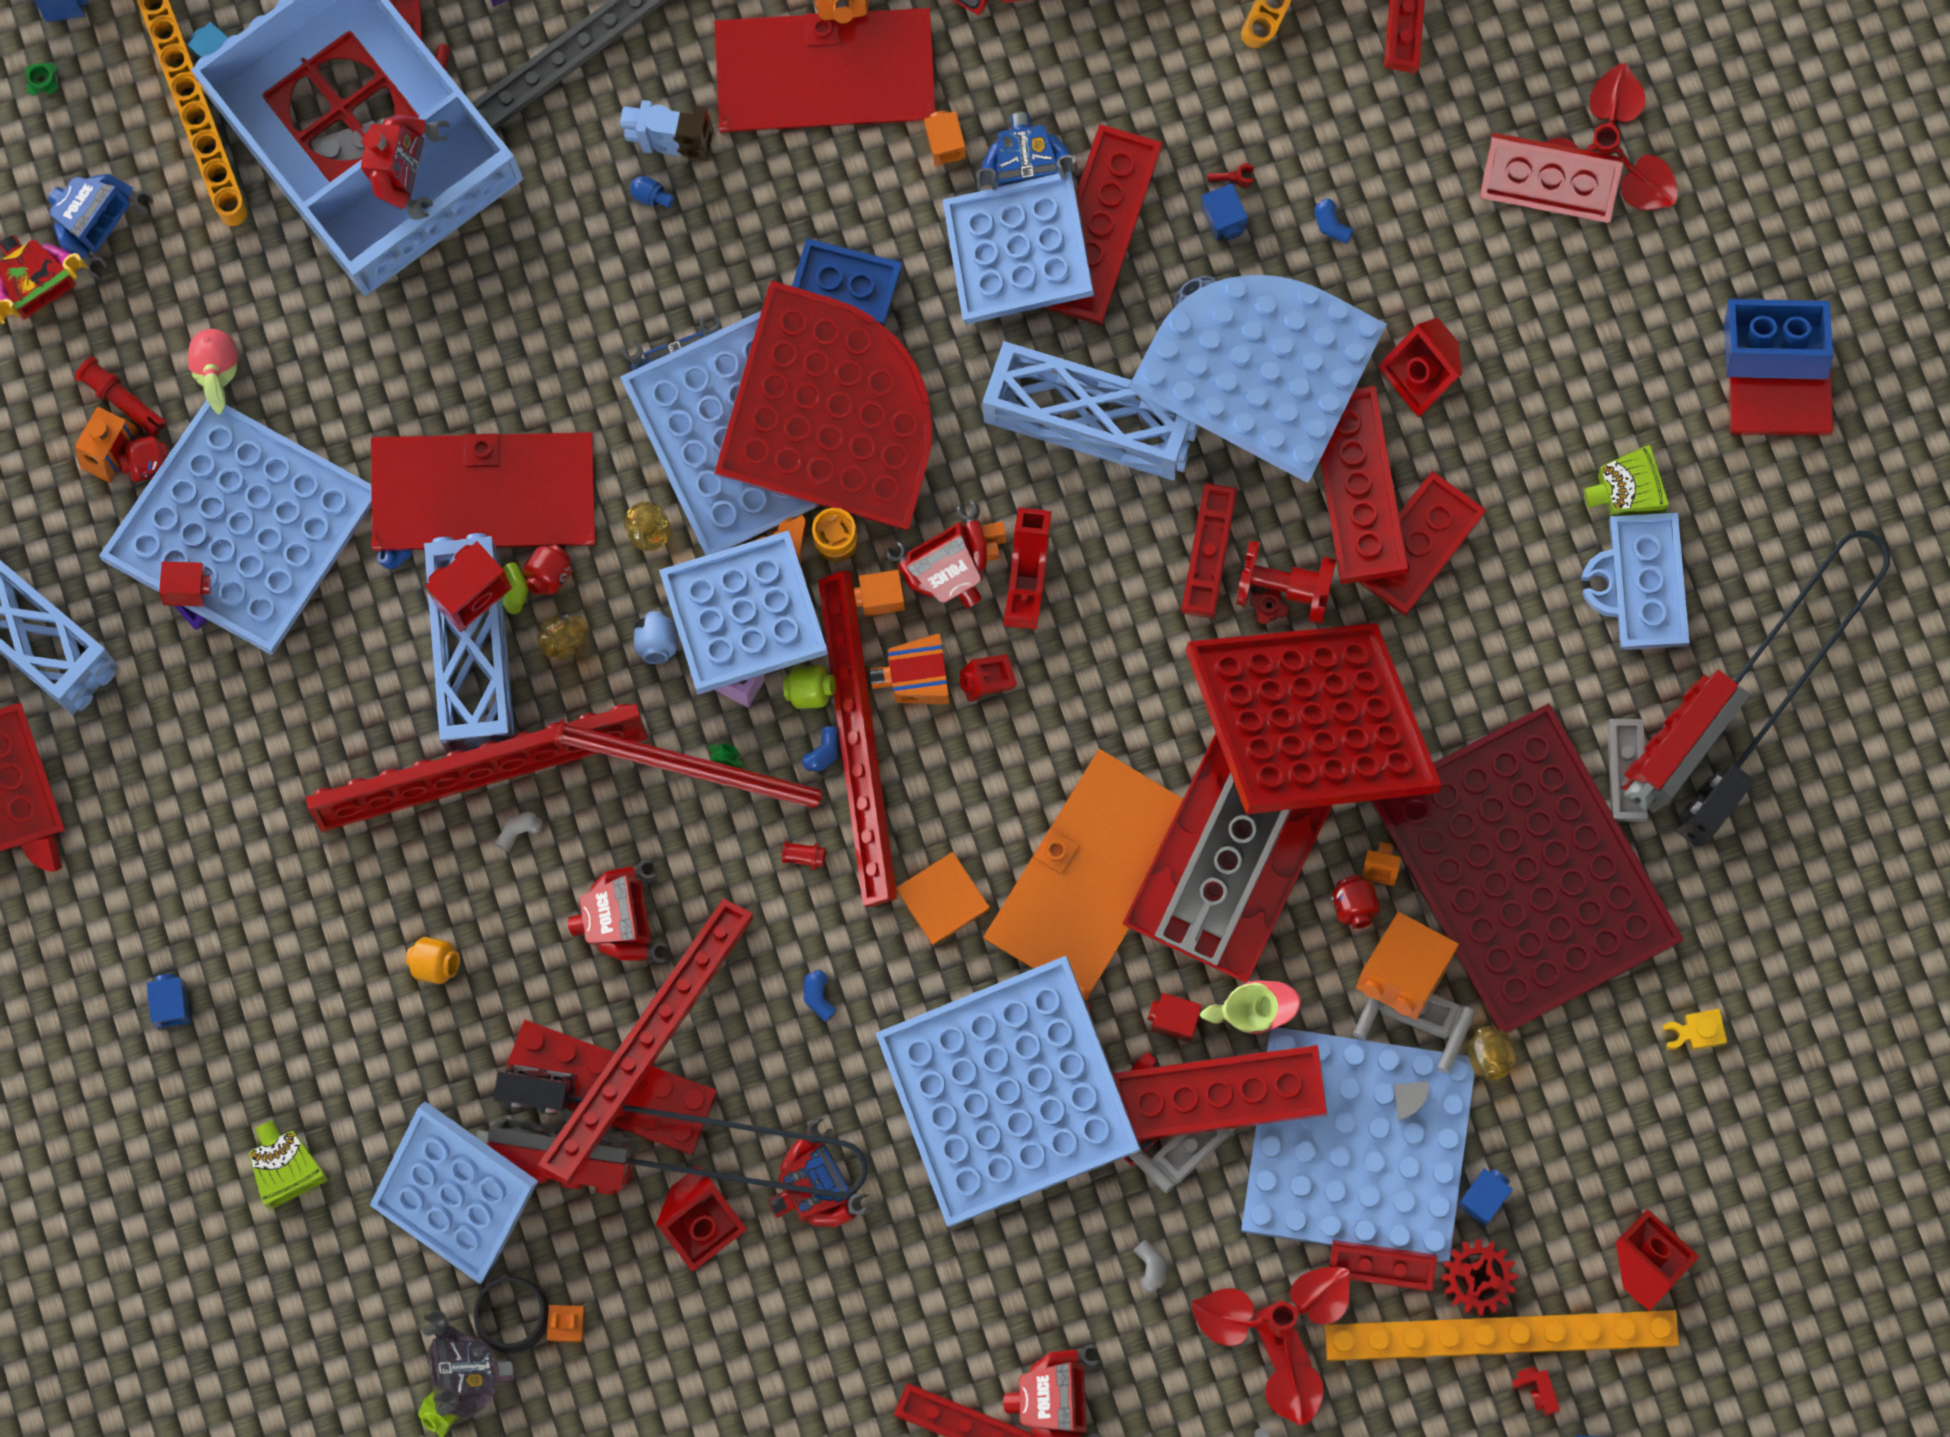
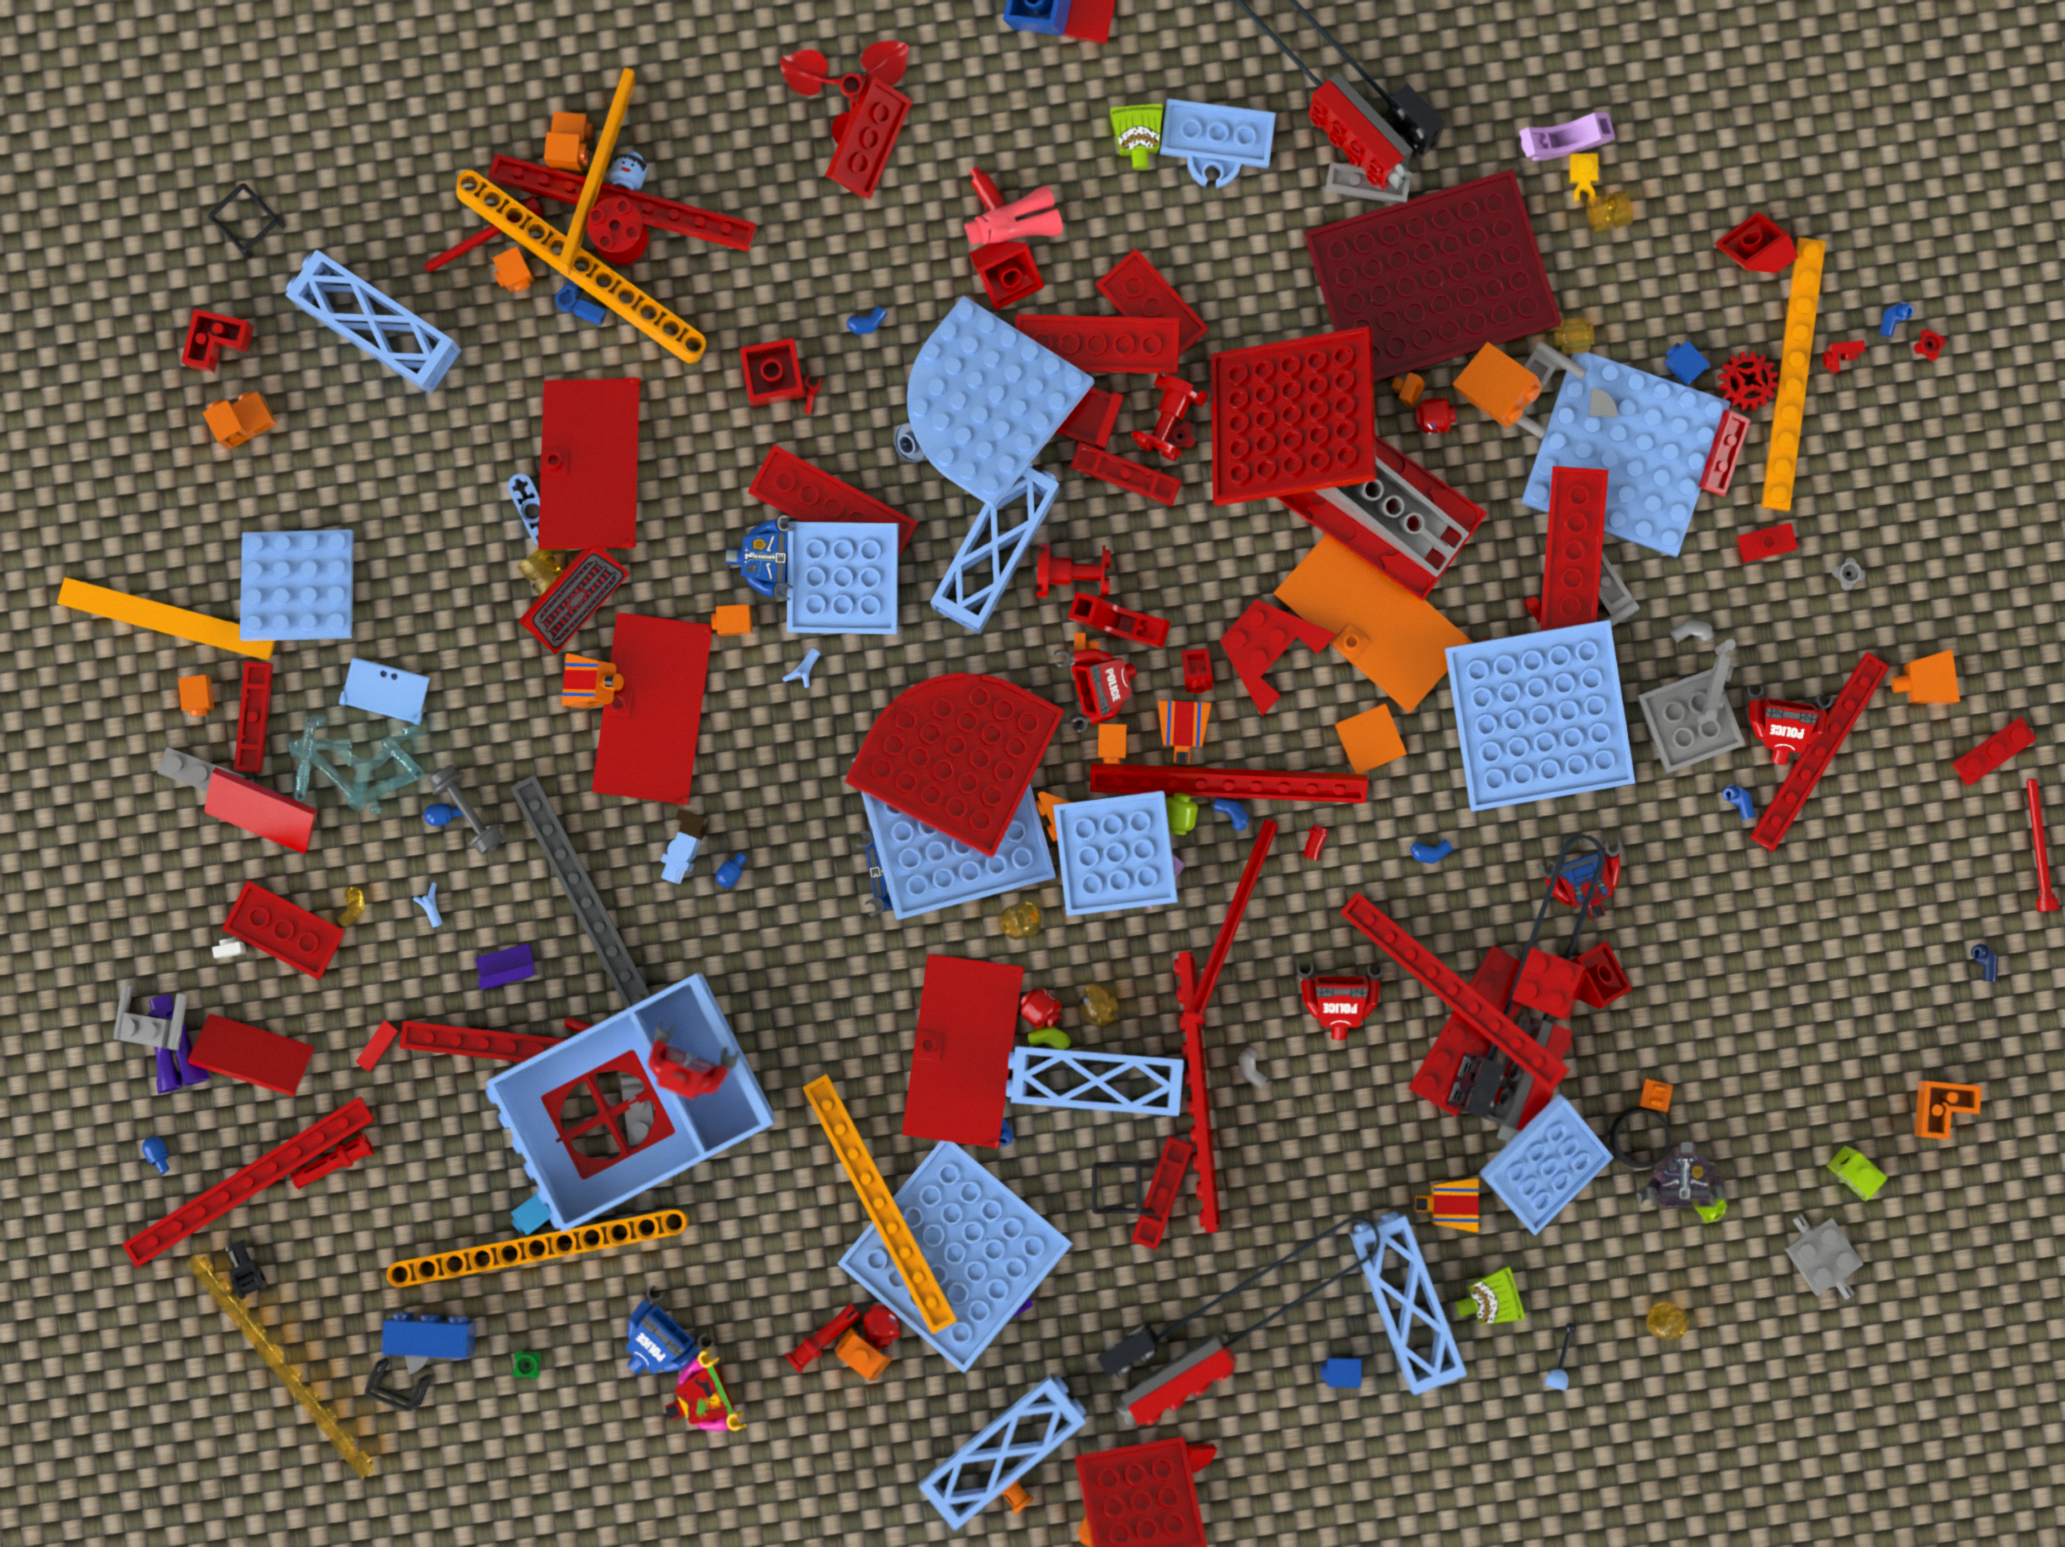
camera: 80 degrees left, 10 degrees up
(145, 823) = (1199, 1365): none -> piece
(184, 584) = (1005, 1305): red brick -> none
(199, 1263) = (1558, 1378): none -> hinge
(213, 364) = (811, 1255): coral hair -> none
(258, 1030) = (1436, 1375): none -> light blue piece
(284, 427) = (880, 1204): none -> light orange plate
(287, 1382) = (1667, 1321): none -> clear yellow head
(347, 750) = (1162, 1192): none -> red plate
(376, 709) = (1138, 1210): none -> black piece
(388, 1095) = (1452, 1204): none -> torso
(433, 960) = (1348, 1153): light orange head -> none
(467, 585) = (1062, 1070): red brick -> none
(655, 638) = (1114, 930): light blue head -> none
(673, 1153) = (1550, 984): none -> red brick
(726, 755) = (1224, 891): green plate -> none
(835, 535) = (1057, 770): light orange wheel -> none
(849, 277) = (841, 724): blue plate -> none
(905, 230) = (804, 668): none -> light blue bar
(953, 1363) = (1740, 798): none -> blue arm
(1036, 743) = (1261, 639): none -> red wing
(1038, 1282) = (1673, 723): none -> light grey plate
(1072, 479) = (1061, 571): none -> red piece
(1101, 1302) = (1721, 672): none -> light grey plate
(1175, 1017) = (1501, 574): red brick -> none
(1224, 213) = (844, 406): blue brick -> none
(1246, 123) = (772, 372): none -> red brick
(1256, 1007) = (1508, 508): yellowish green hair -> none
(1269, 497) = (1092, 418): none -> red panel
(1319, 1294) = (1742, 504): red plant -> none
(1480, 345) = (1000, 223): none -> coral piece
(1516, 330) = (986, 189): none -> red cylinder
(1656, 1066) = (1609, 211): none -> clear yellow wheel
(1734, 995) = (1567, 138): none -> lavender arch

